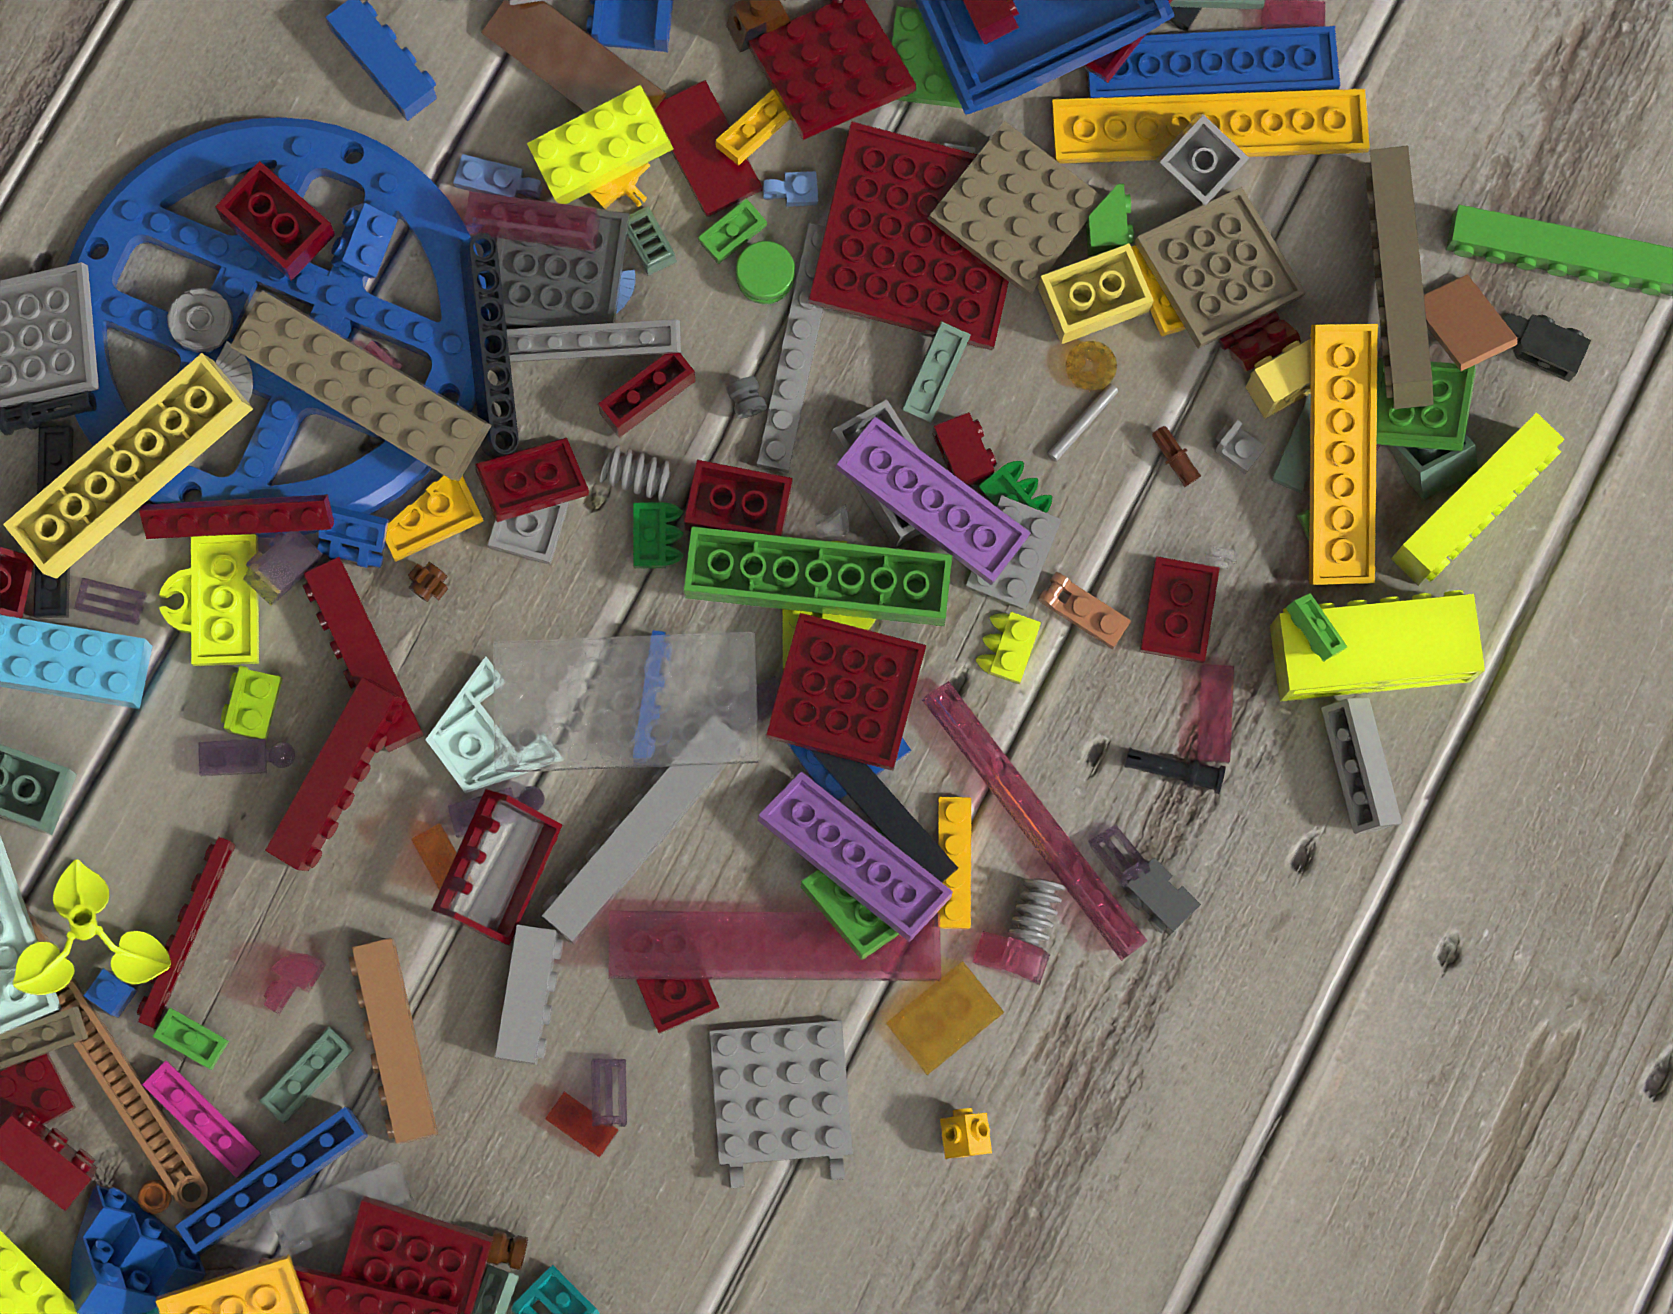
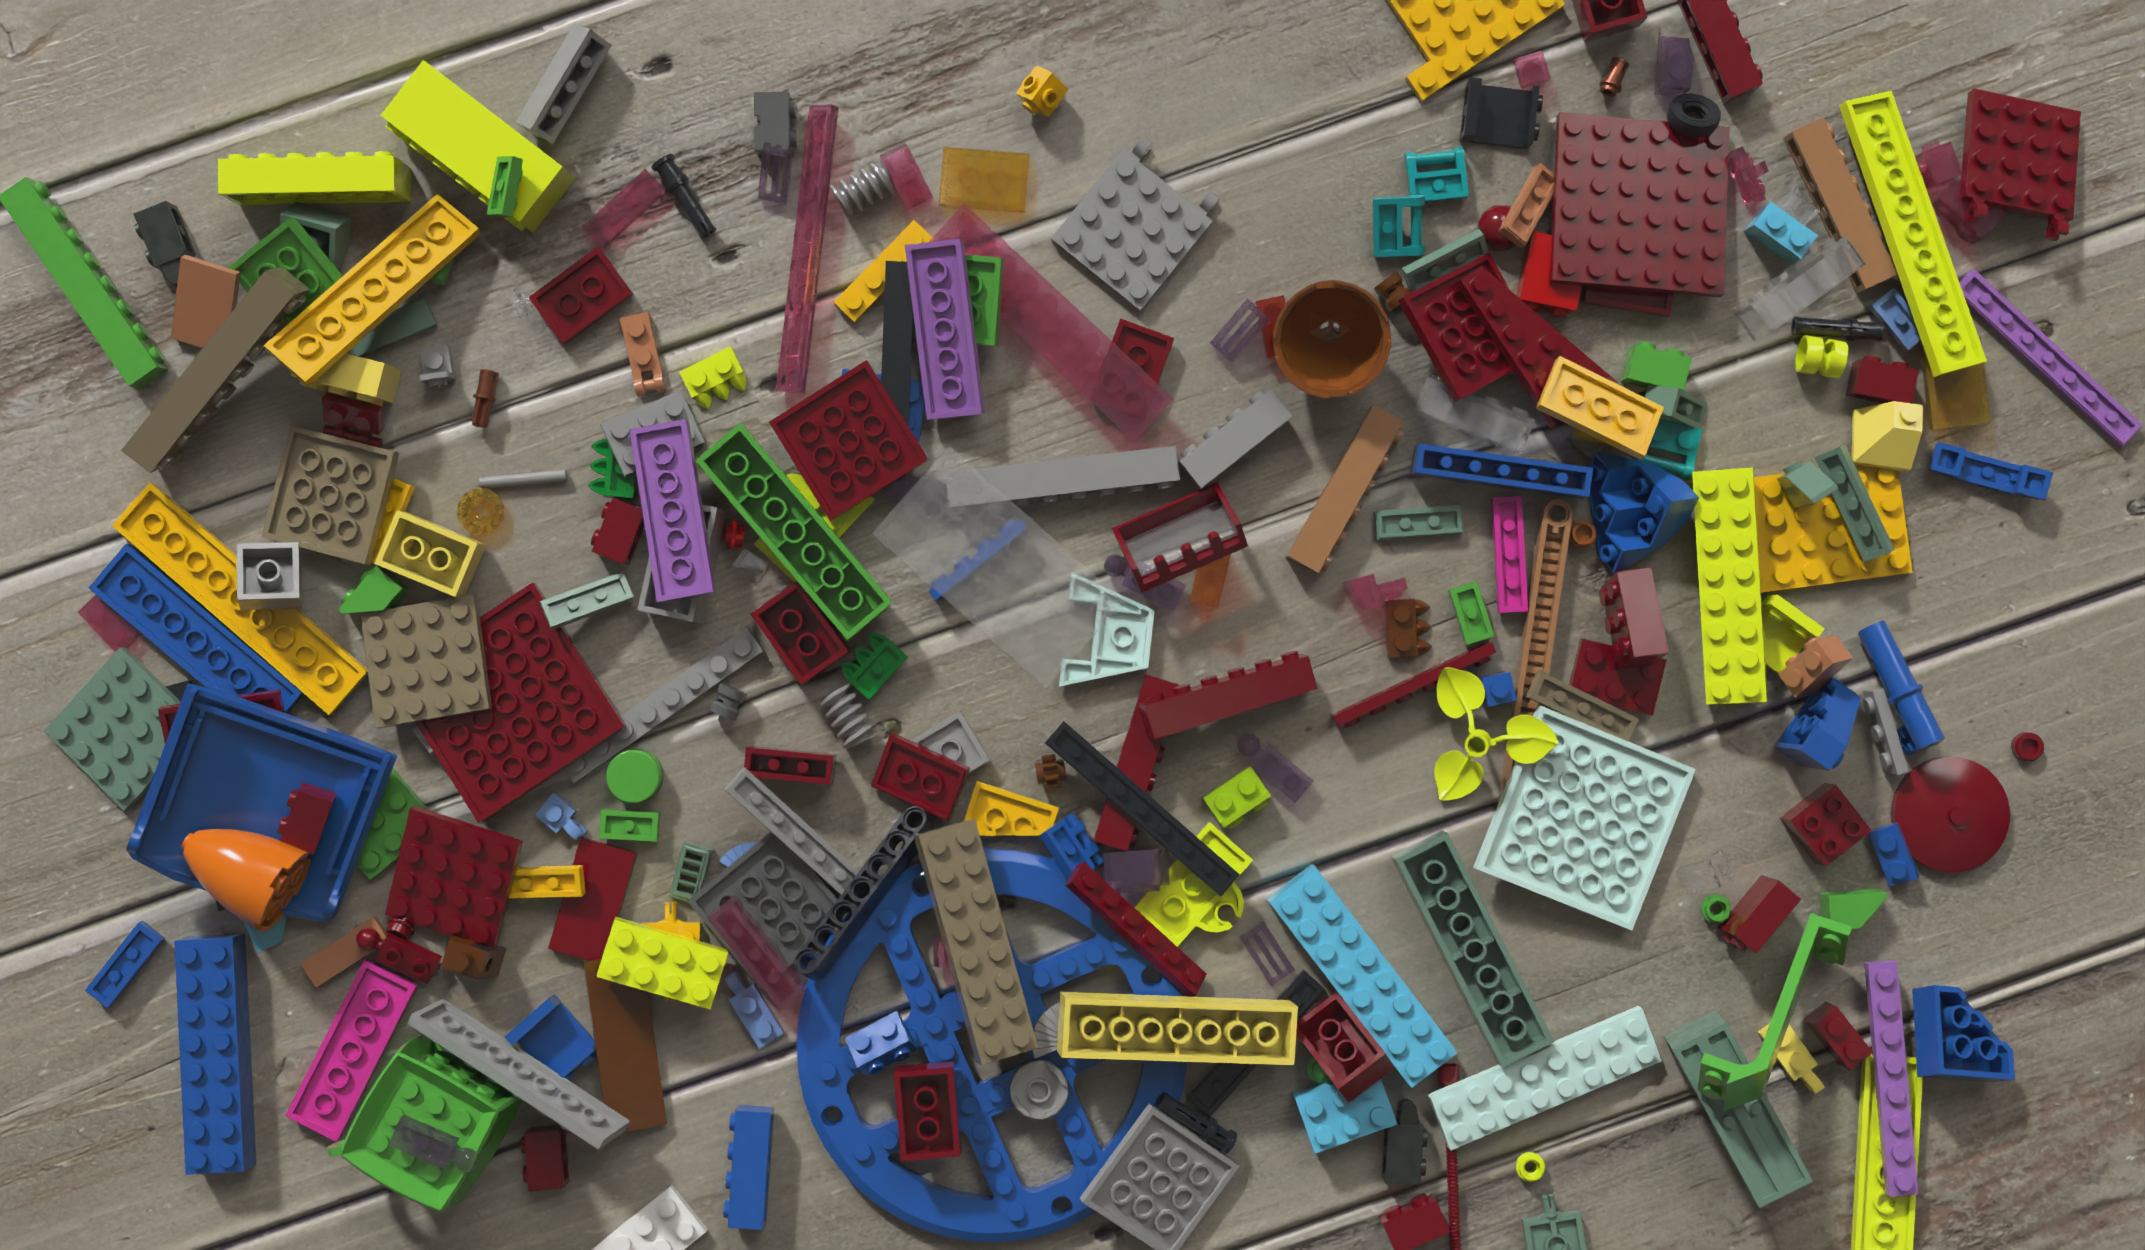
camera: 130 degrees left, 10 degrees up
(238, 975) = (1404, 628): none -> reddish brown plate
(322, 617) = (1142, 808): none -> black tile
(504, 1130) = (1339, 364): none -> dark orange piece
(869, 532) = (733, 535): none -> red plate

